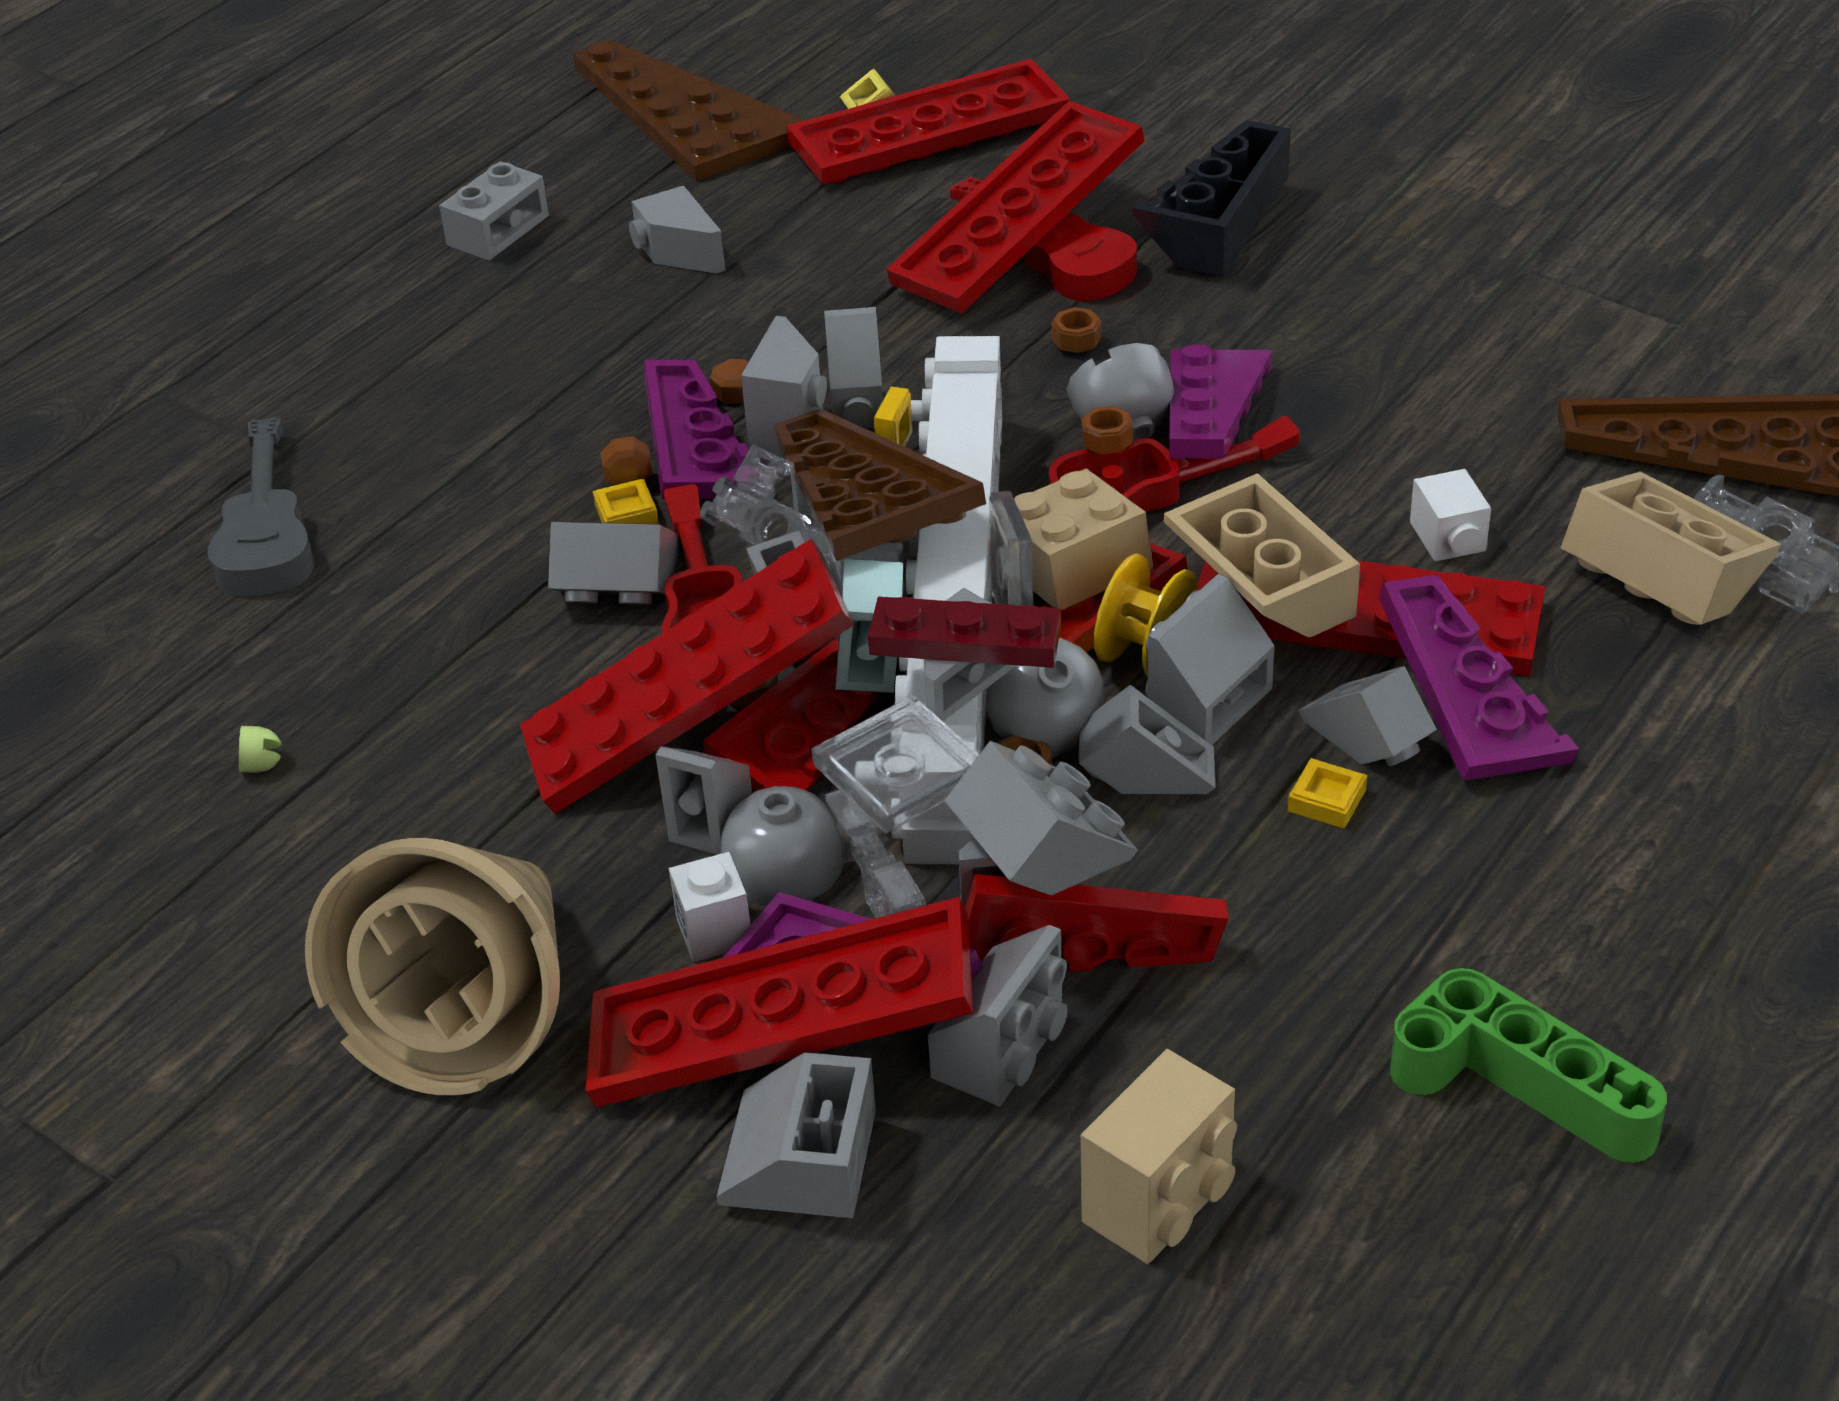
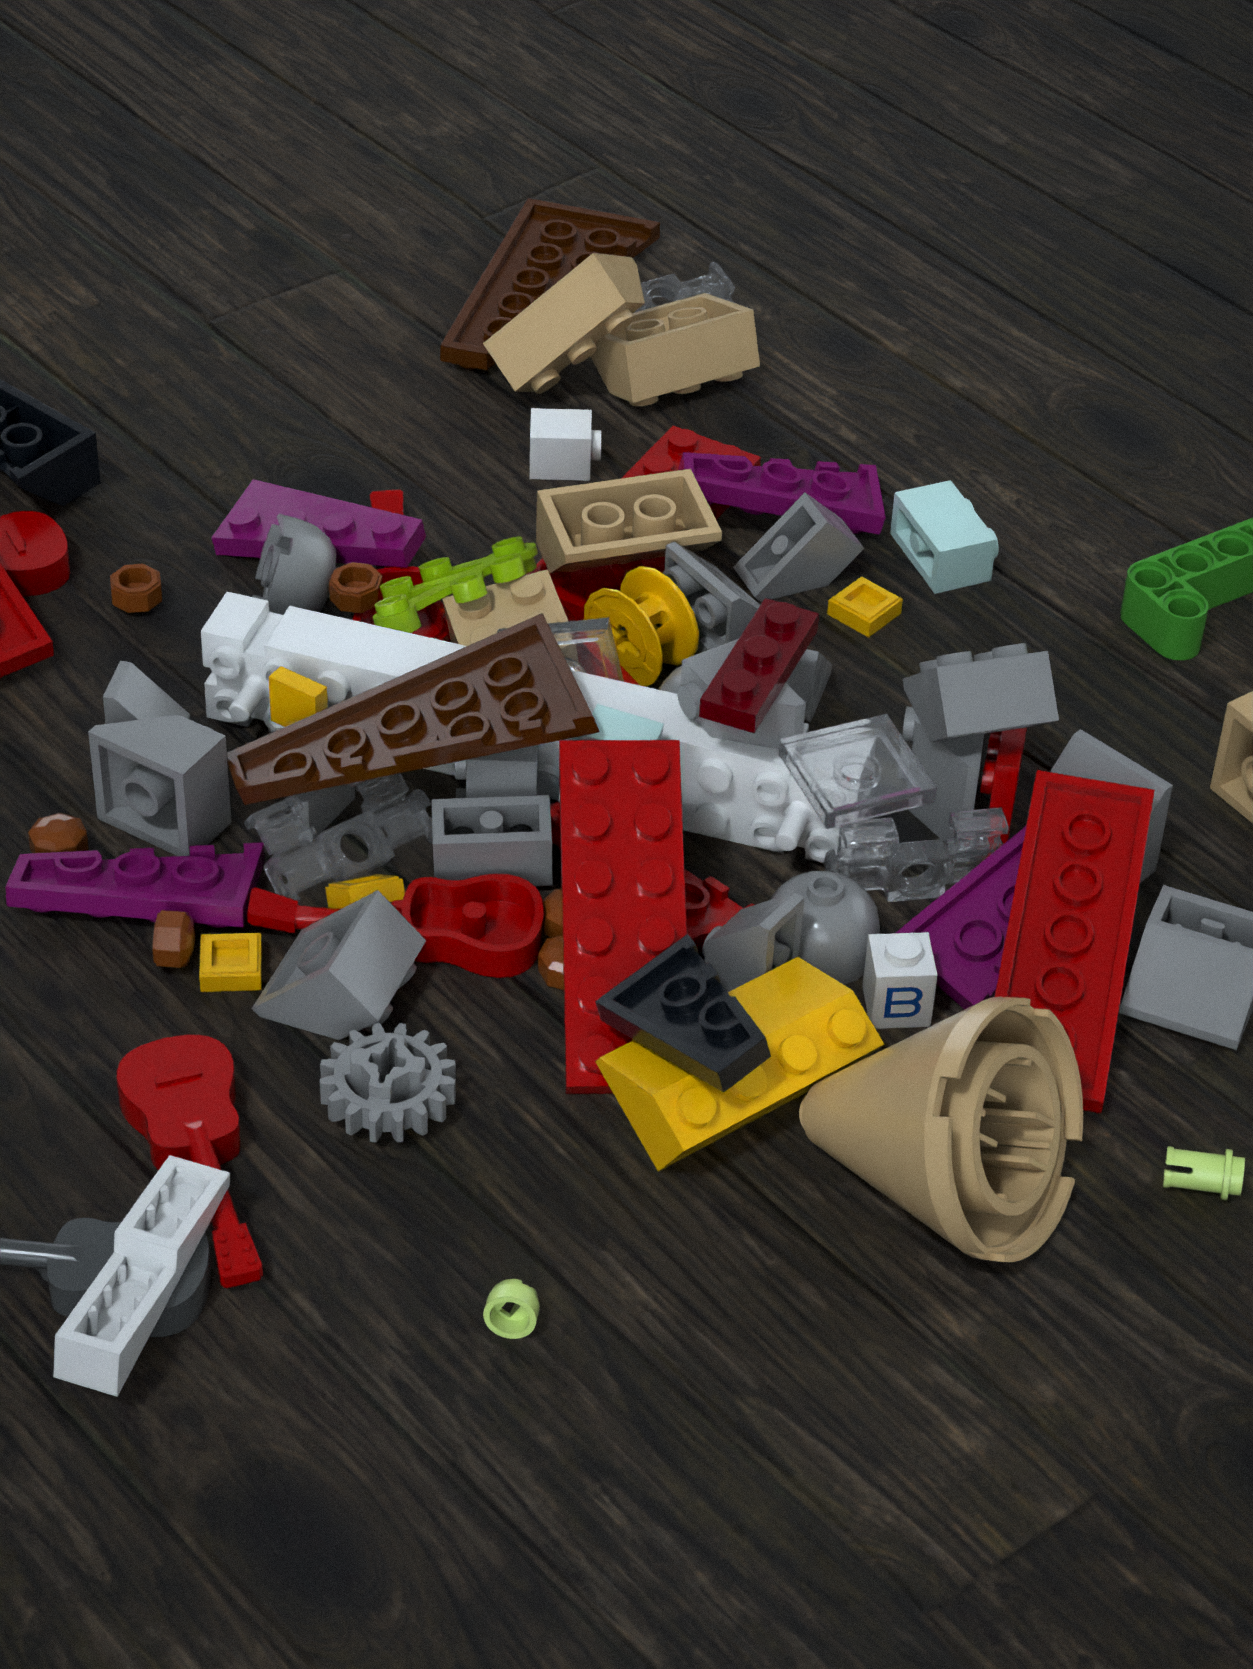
camera: 80 degrees left, 0 degrees up
(257, 529) = (130, 1292): none -> white slope
(447, 520) = (183, 1104): none -> red piece
(489, 617) = (387, 1082): none -> light grey gear
(516, 1206) = (1209, 1171): none -> yellowish green pin
(535, 731) = (687, 1017): none -> black wing
(554, 807) = (811, 1033): none -> yellow slope
(716, 546) = (349, 891): none -> yellow tile
(1107, 464) = (402, 600): none -> lime plant
(1469, 821) = (943, 536): none -> light aqua brick
(1606, 439) = (567, 322): none -> tan slope

